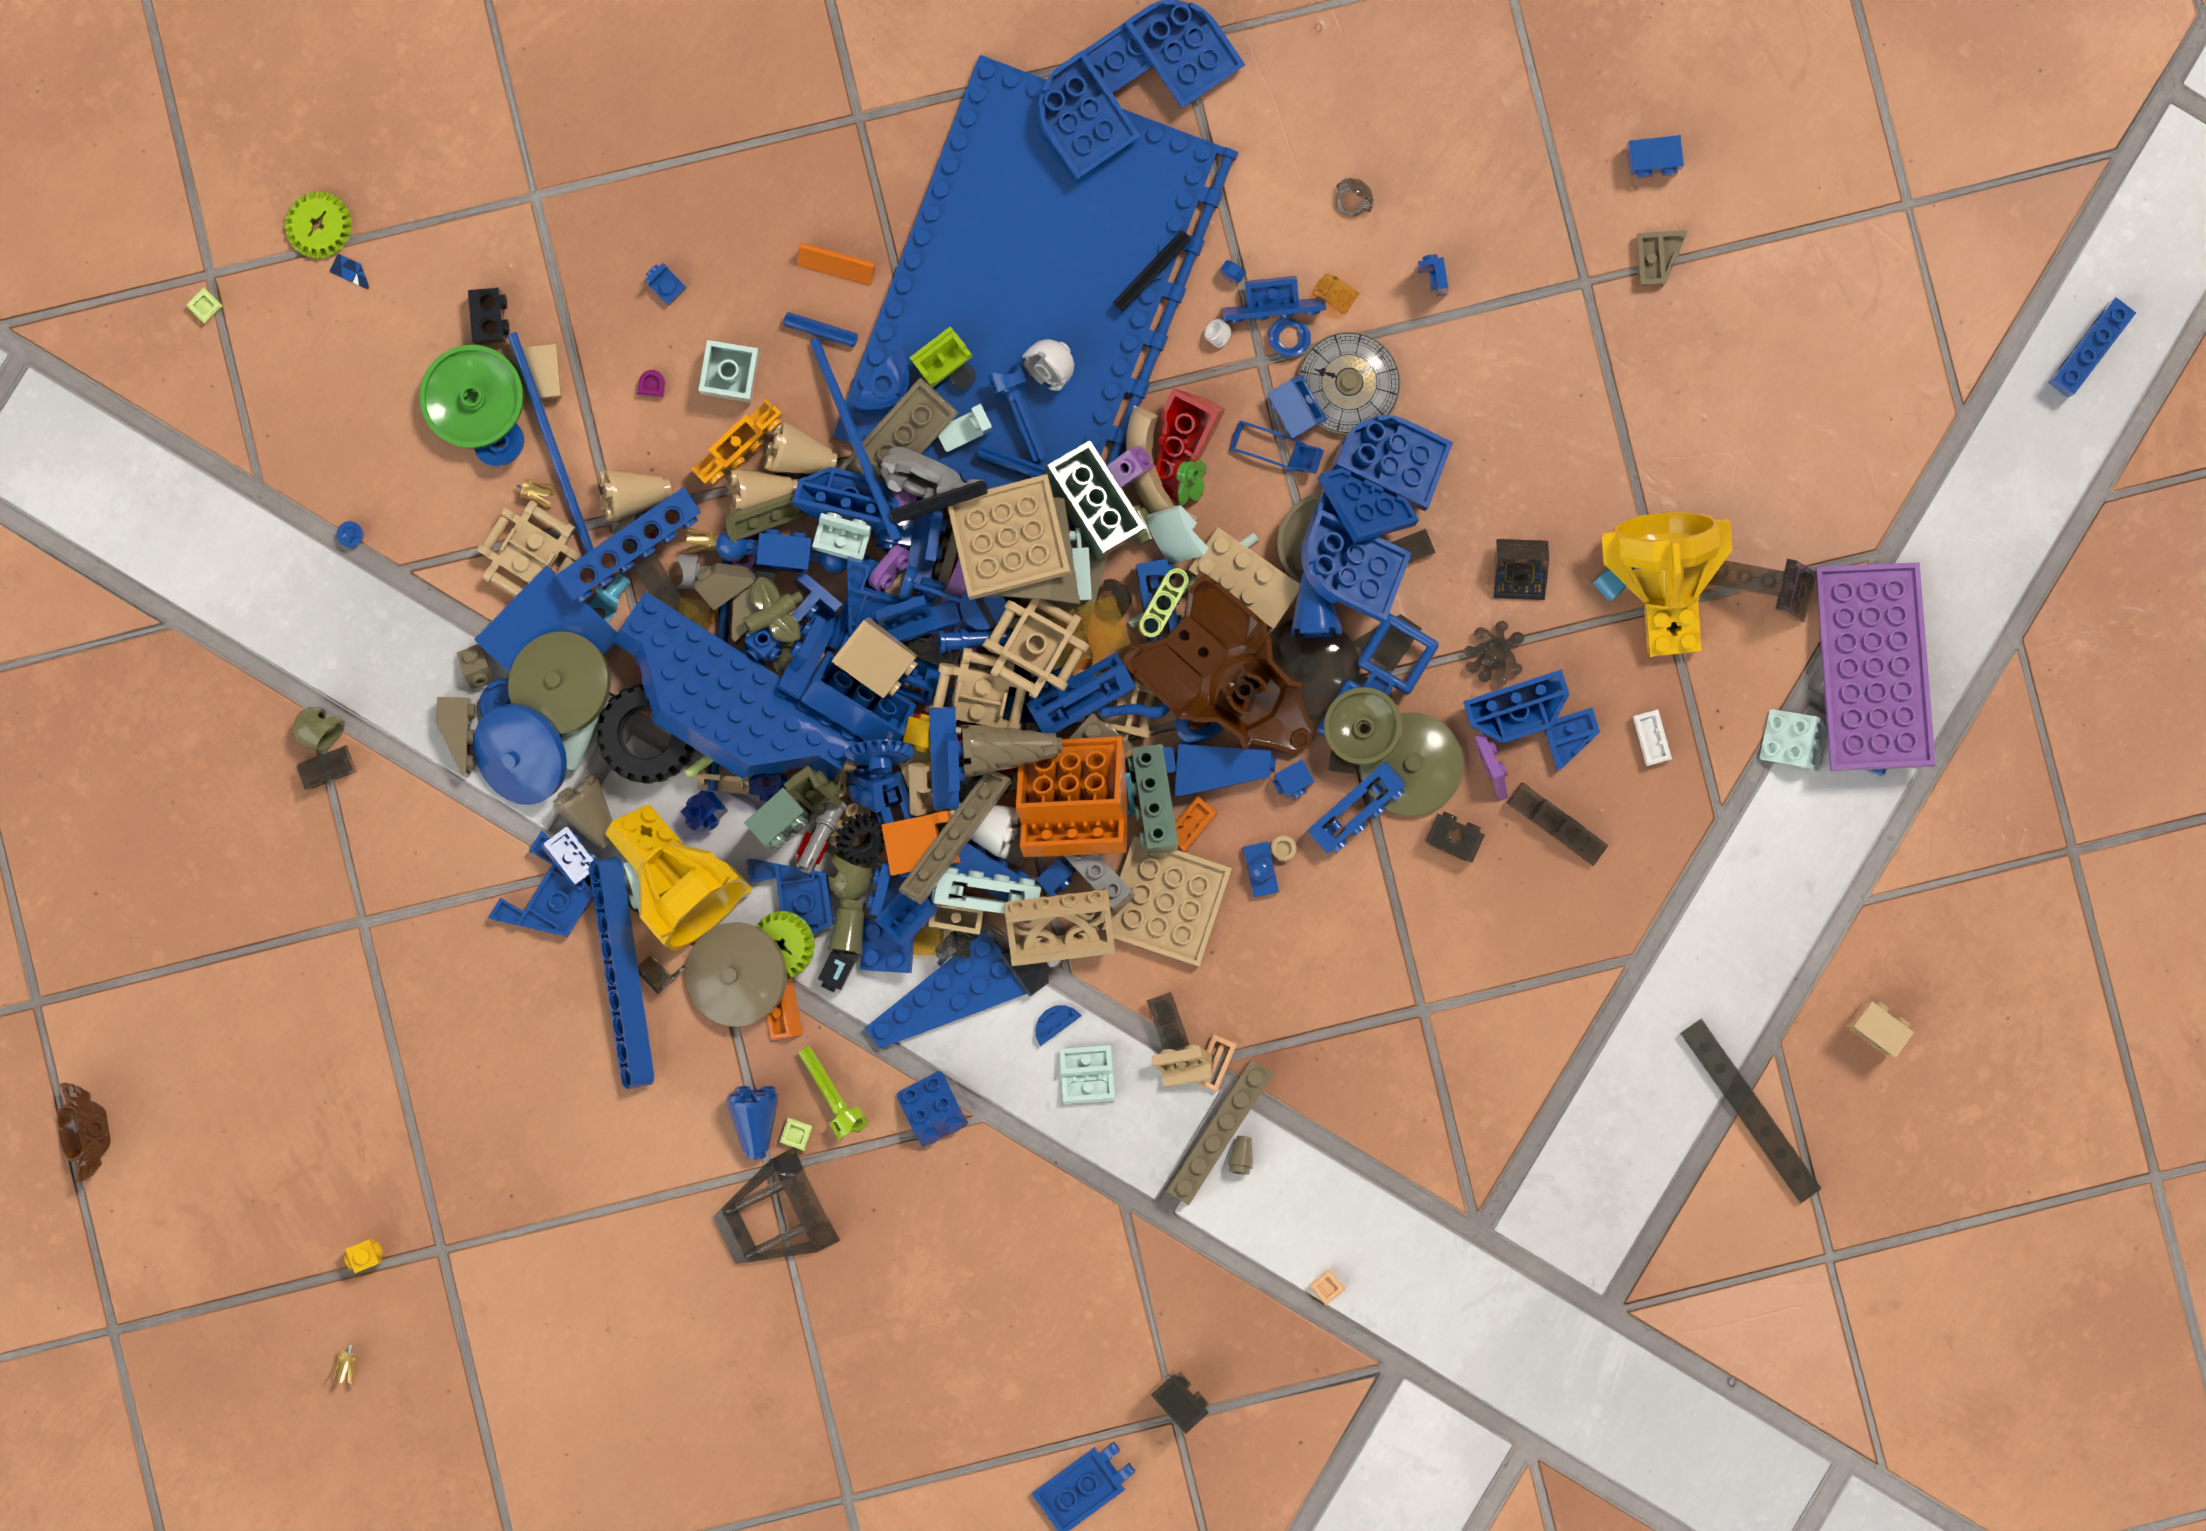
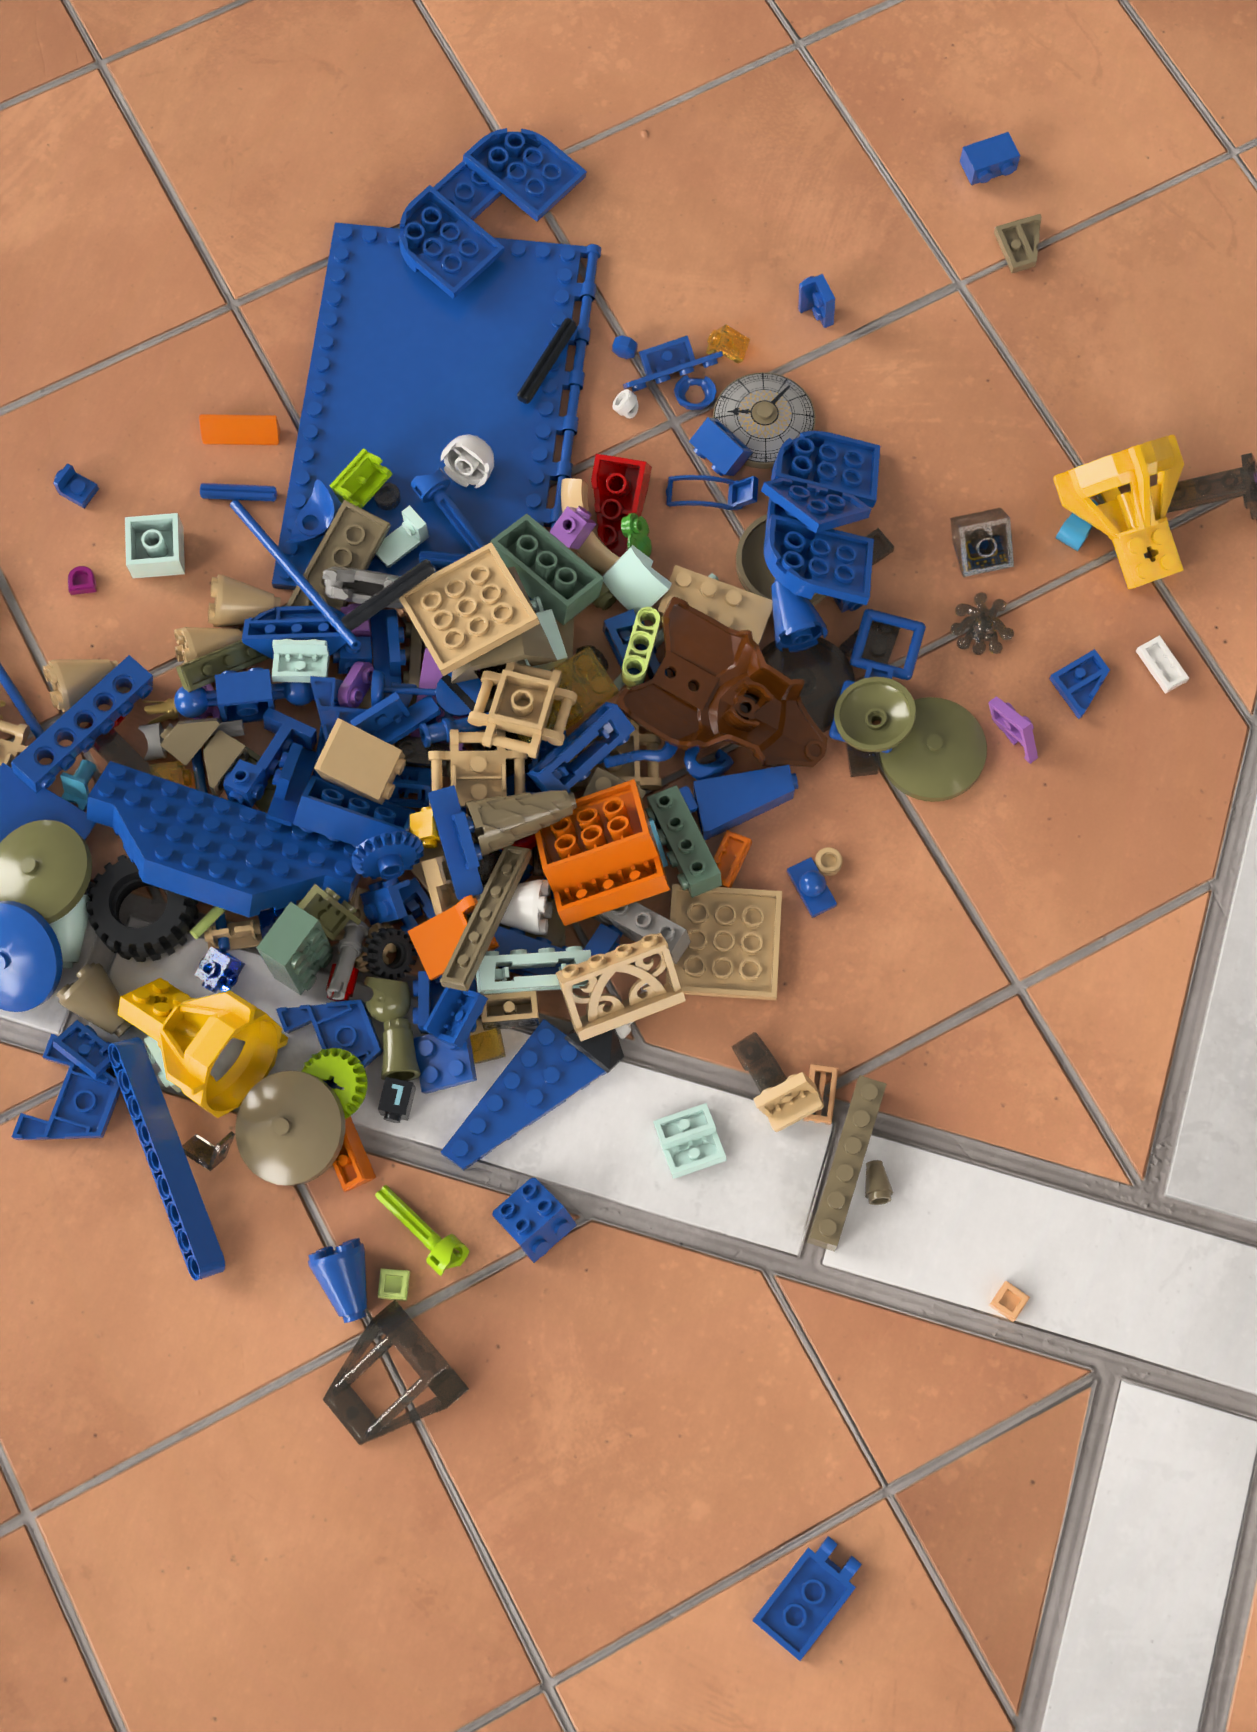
camera: 10 degrees left, 15 degrees down
(737, 442) = (177, 606): light orange bracket -> none
(773, 611) = (245, 747): olive plant -> none
(955, 945) = (511, 1040): clear smoke piece -> none
(1054, 1021) = (640, 1094): blue tile -> none
(1180, 1401) = (889, 1466): clear smoke brick -> none
(1293, 780) = (819, 790): blue brick -> none
(1325, 835) = (917, 761): blue brick -> none
(1360, 189) = (727, 247): clear smoke piece -> none
(1463, 849) = (985, 811): clear smoke brick -> none
(1519, 708) = (1024, 662): blue wedge -> none
(1557, 824) = (1097, 769): clear smoke slope -> none

